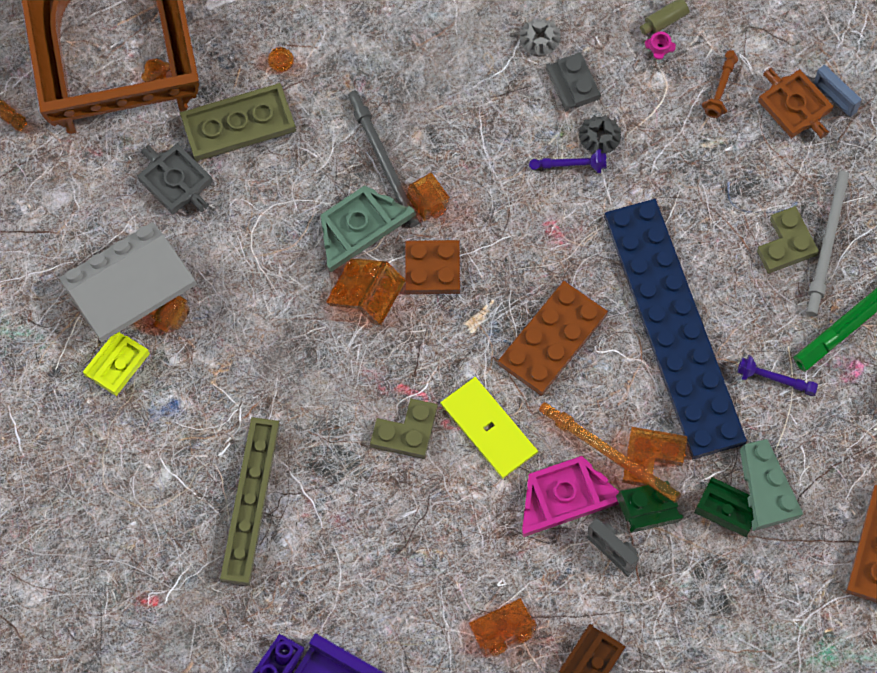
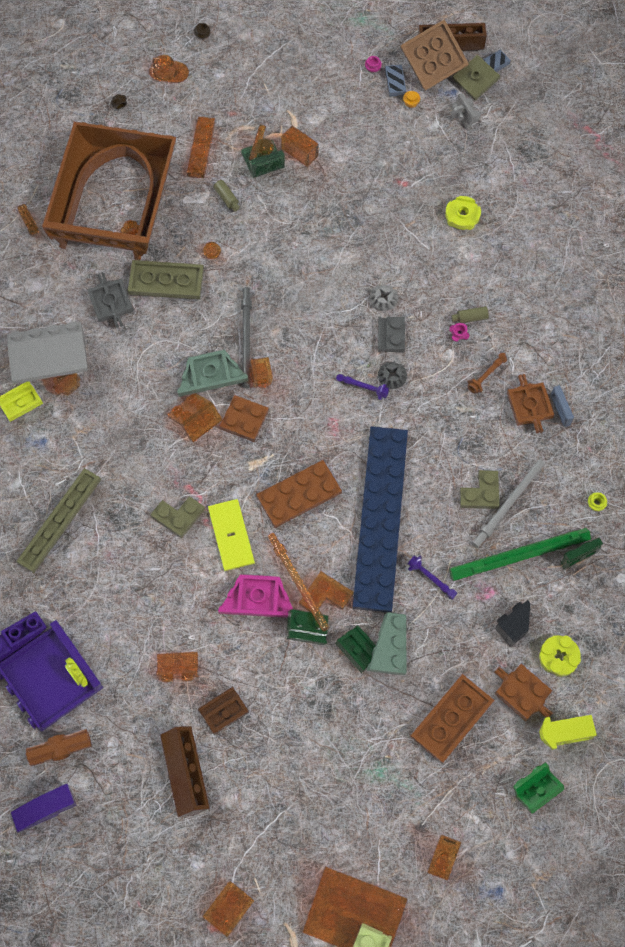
camera: 20 degrees right, 0 degrees up
(620, 553) = (274, 650): dark grey plate -> none

